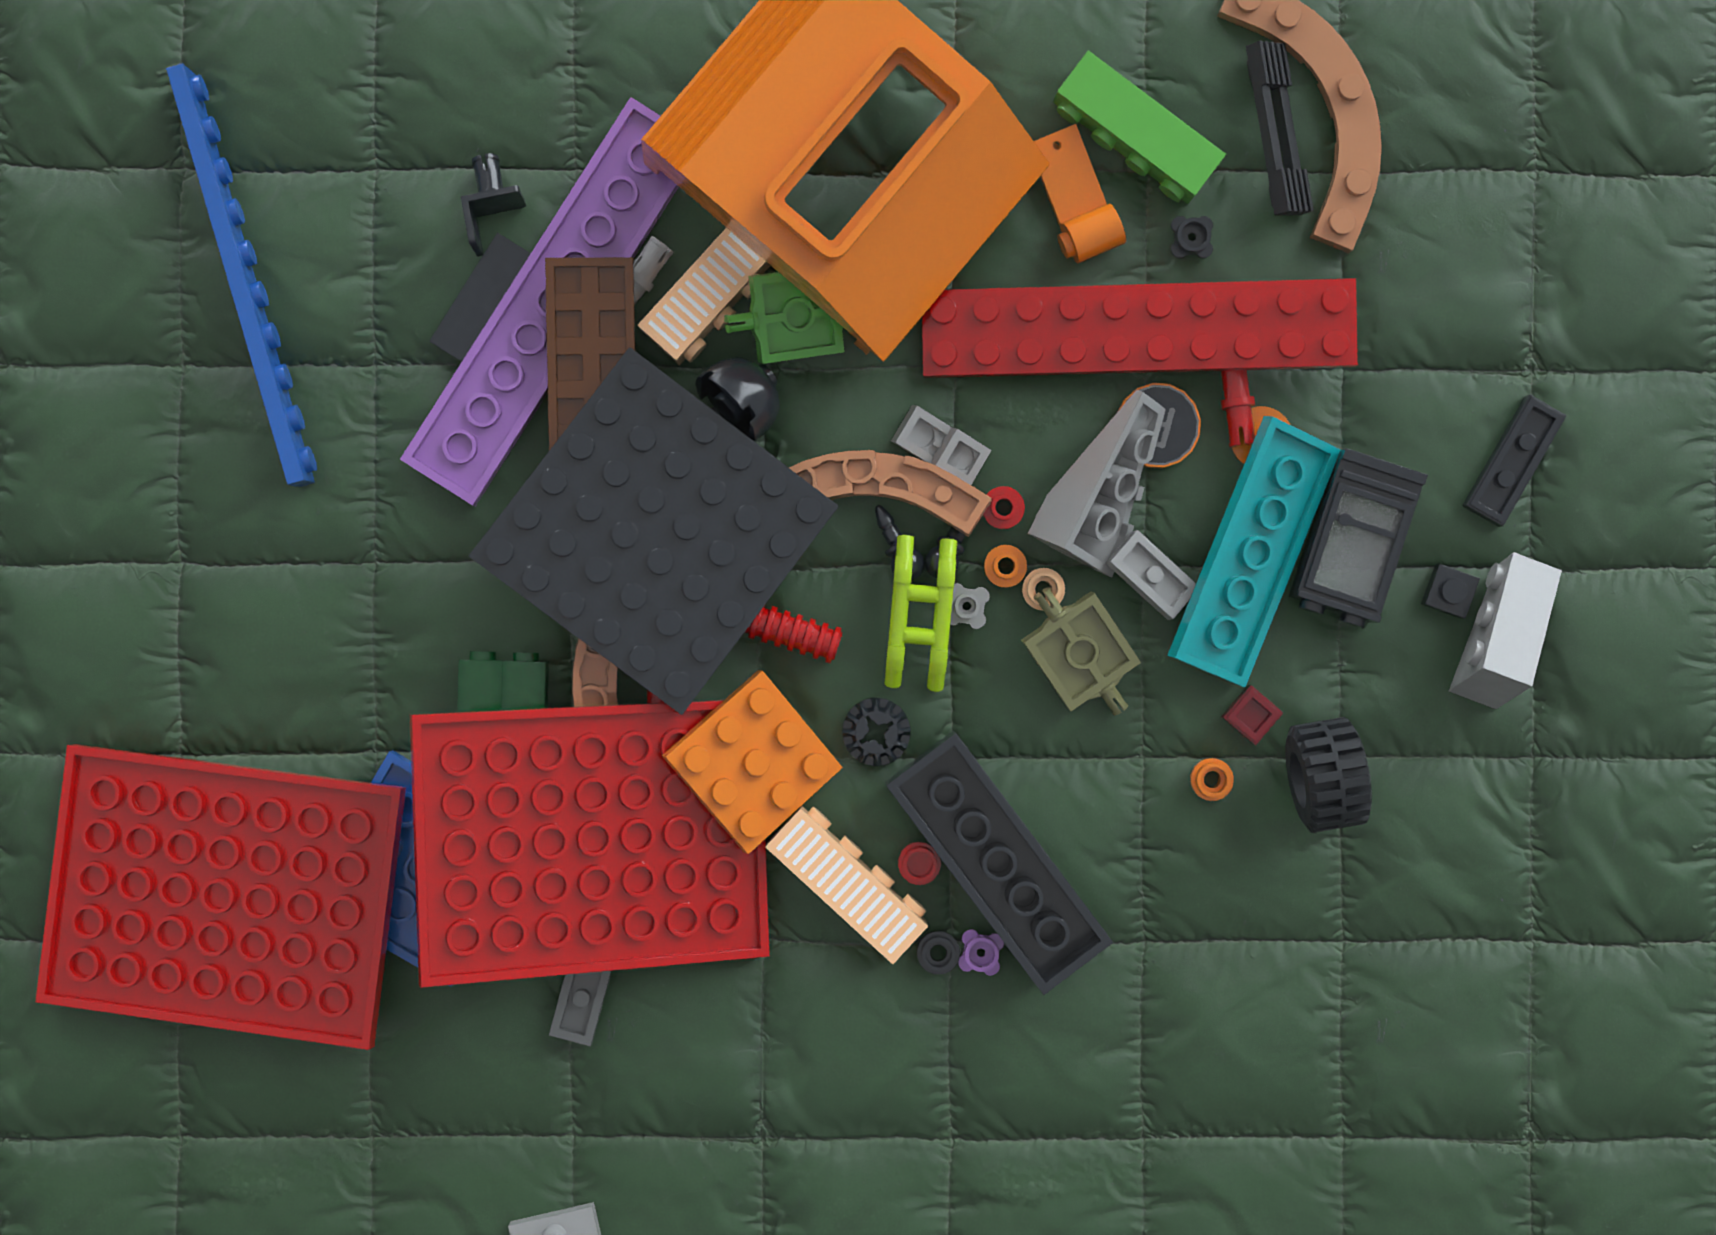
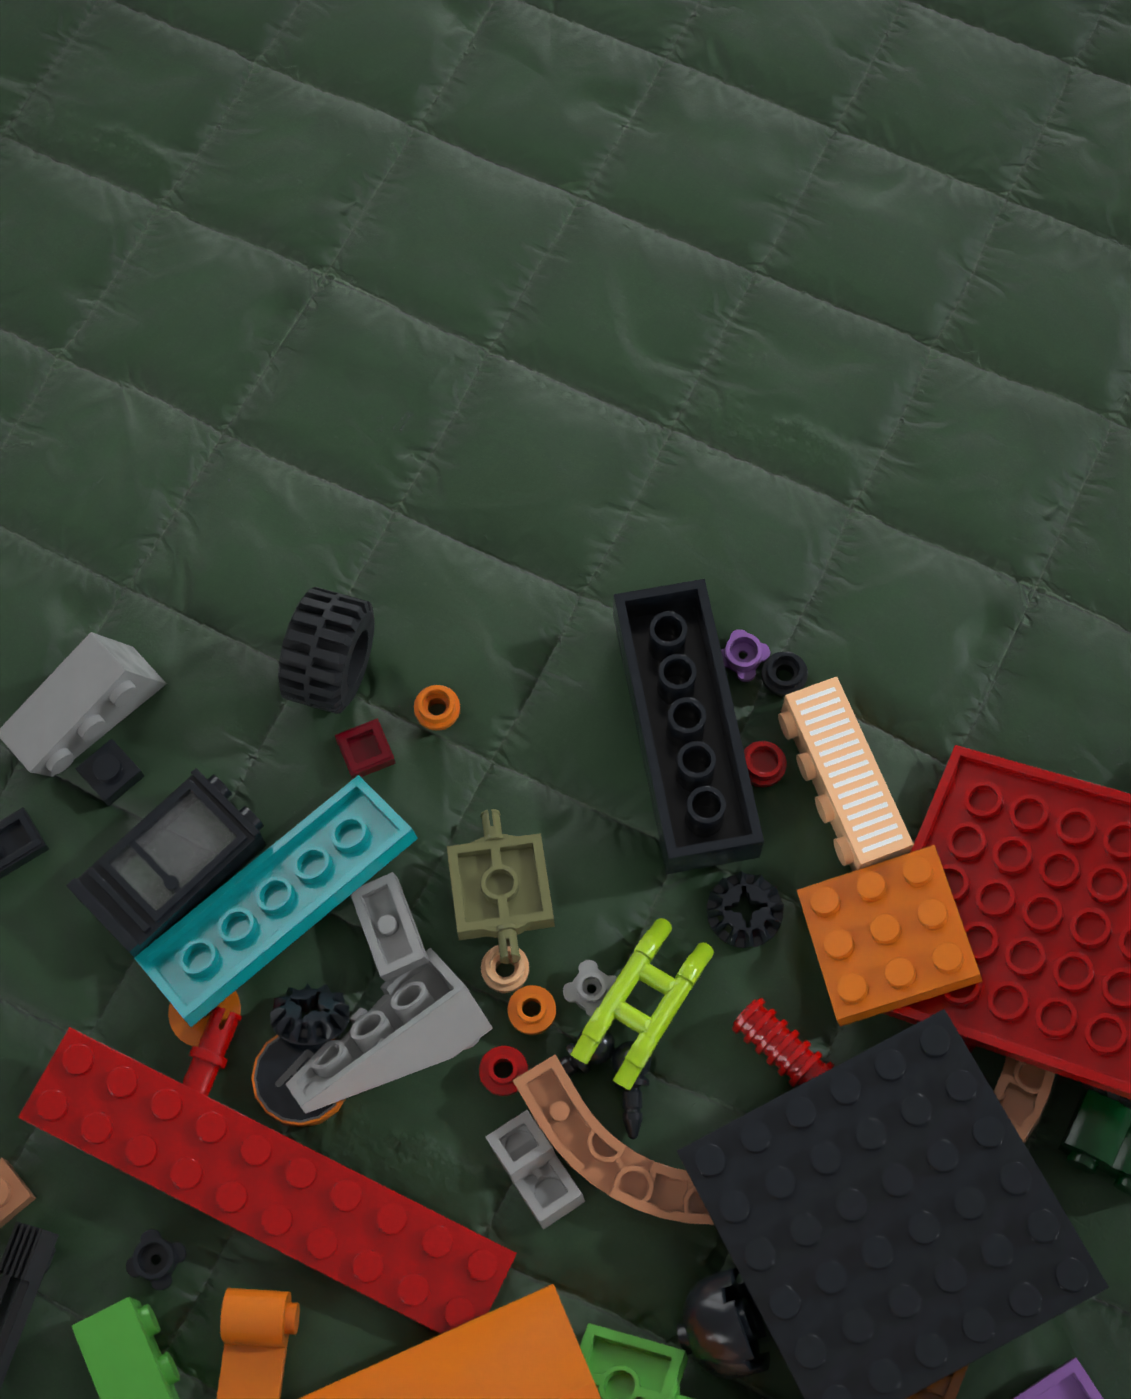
camera: 155 degrees left, 20 degrees down
(1165, 465) = (316, 1026): none -> black gear

